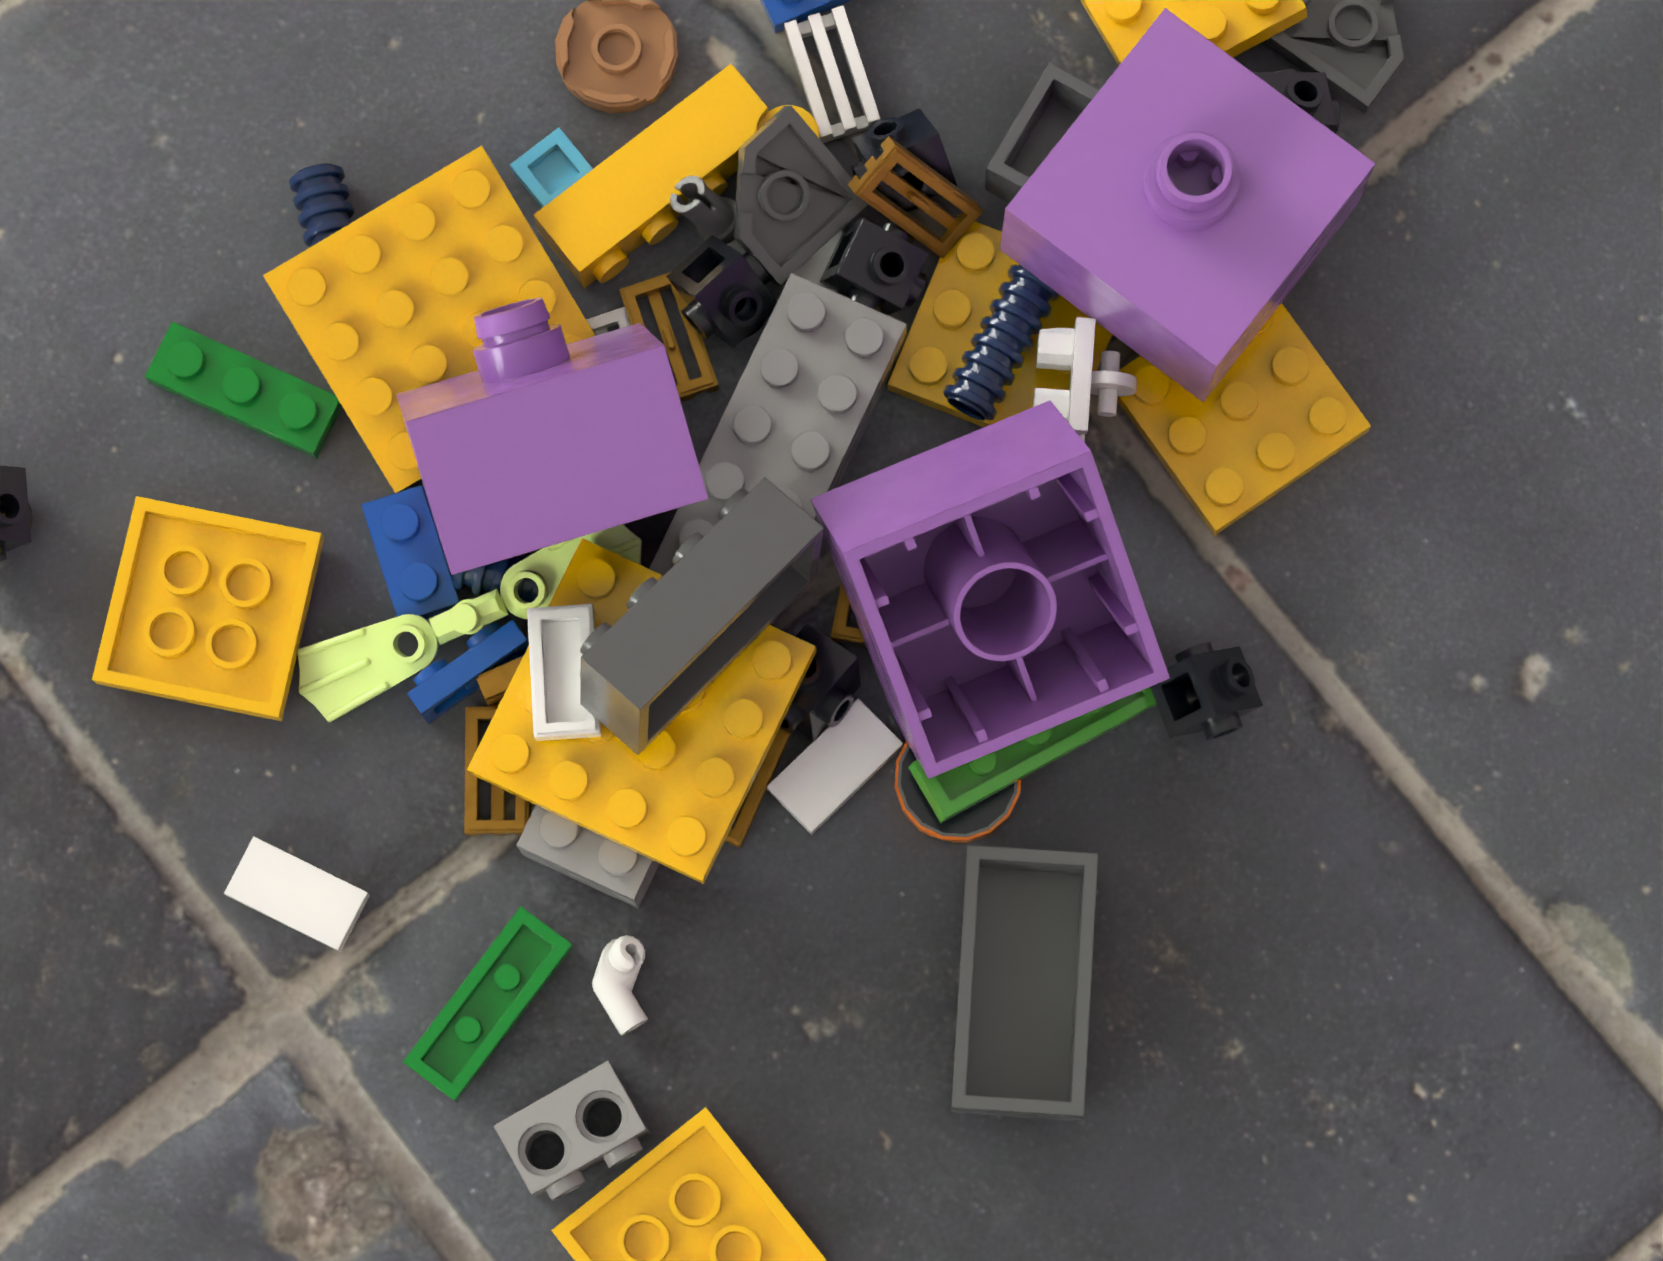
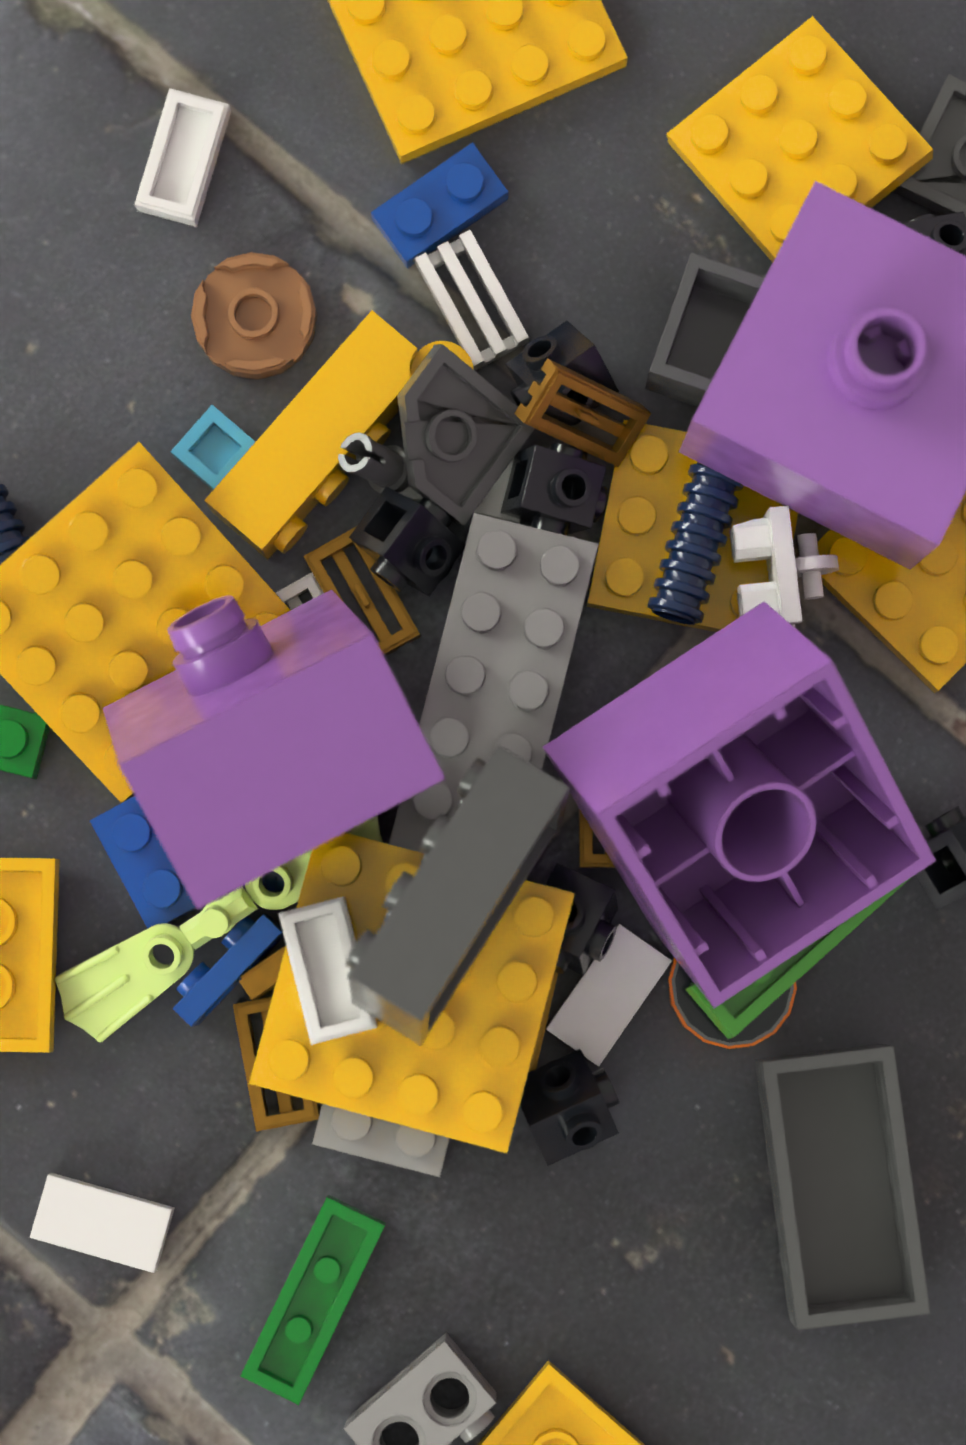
camera: 10 degrees left, 5 degrees up
(615, 980) = (433, 1251): white arm -> none
(772, 861) = (568, 1106): none -> black brick

